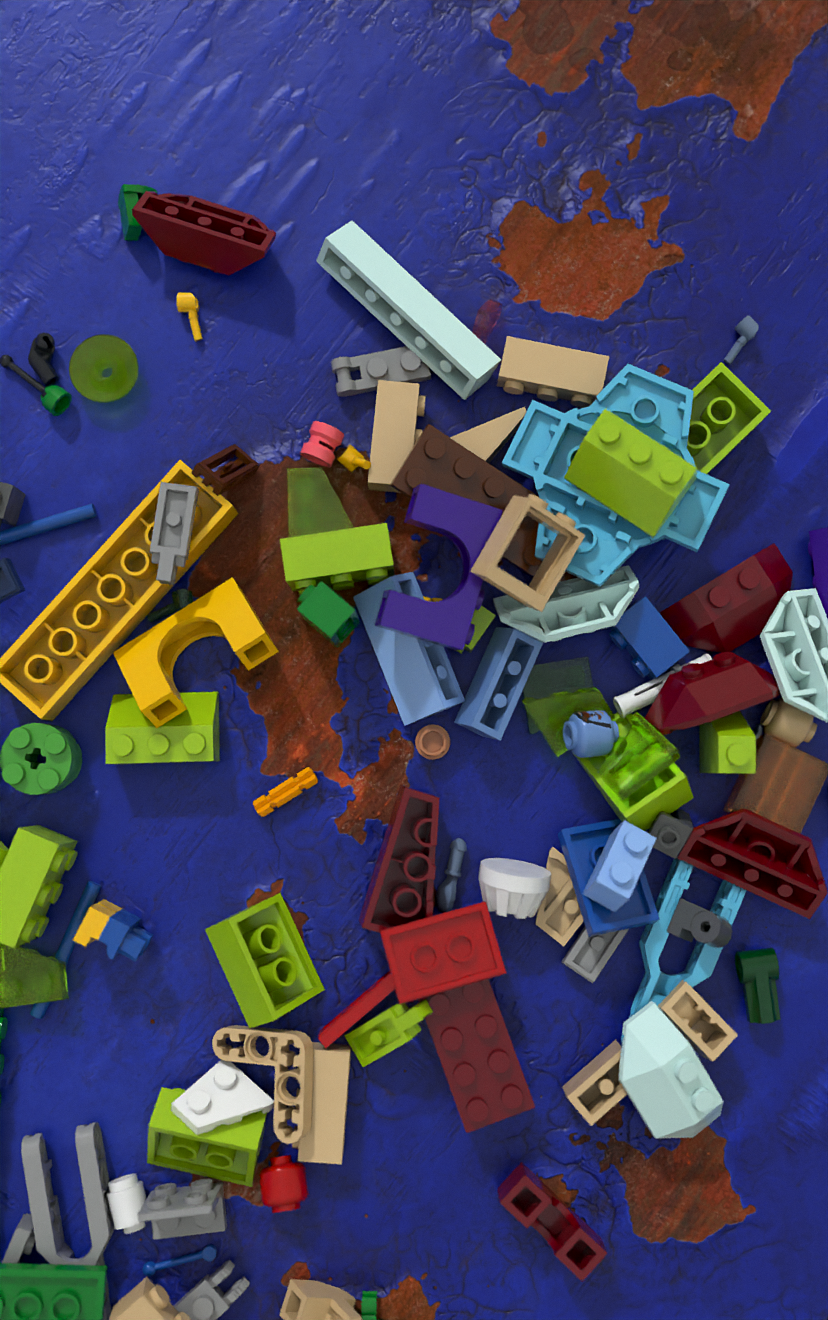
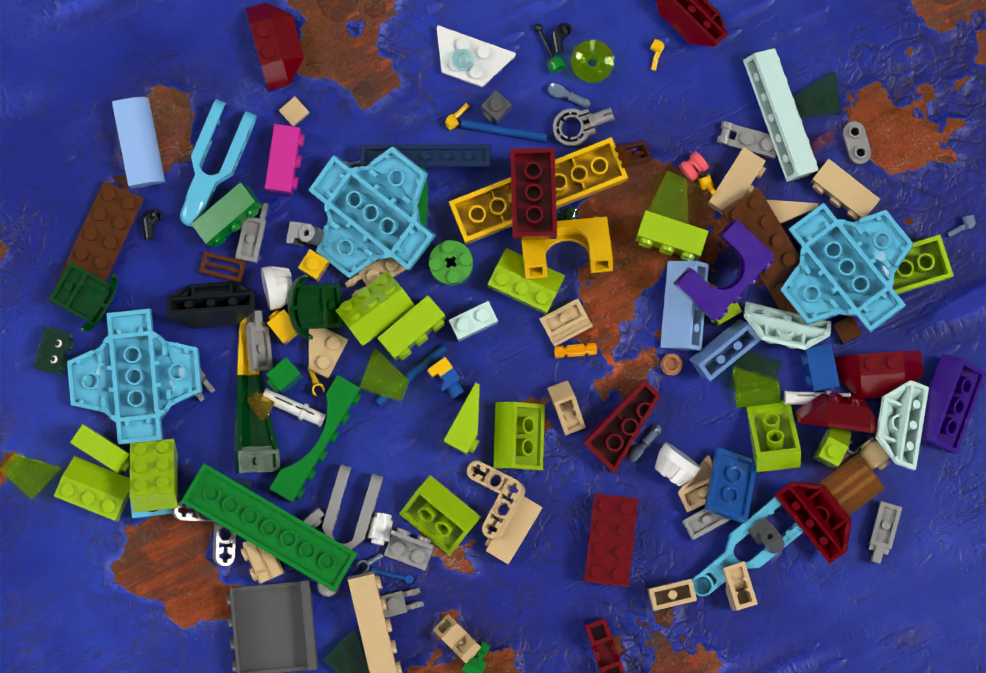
camera: 25 degrees right, 0 degrees up
(80, 435) = (558, 91): none -> sand blue piece
(100, 598) = (533, 193): none -> dark red brick
(114, 827) = (473, 321): none -> light aqua brick
(136, 1261) = (365, 564): none -> sand blue hand
(143, 469) = (595, 119): none -> light grey pin
(173, 529) = (589, 174): light grey hinge -> none
(177, 987) = (464, 430): none -> lime slope
(220, 1099) = (460, 496): white wing -> none
(251, 759) = (566, 322): none -> tan plate
(283, 1184) = (469, 561): red head -> none
(312, 883) = (566, 407): none -> tan arch
(327, 613) = (650, 264): green brick -> none
(356, 1010) = (561, 487): red tile -> none
(387, 1031) = (567, 507): lime hinge -> none
(442, 952) = (621, 478): red tile -> none
(451, 262) = (819, 98): none -> clear green wing
(530, 299) = (857, 142): none -> light grey plate
(551, 568) = (785, 301): tan window -> none
(590, 733) = (761, 402): medium blue head -> none
(619, 866) = (740, 480): light blue brick -> none
(630, 473) = (854, 271): lime slope -> none
(637, 758) = (779, 428): clear neon green wing -> none
(655, 565) = (847, 329): none -> reddish brown tile
(665, 1077) = (707, 608): light aqua wedge -> none
(671, 832) = (777, 478): dark grey bracket -> none
(758, 974) = (786, 583): dark green piece -> none

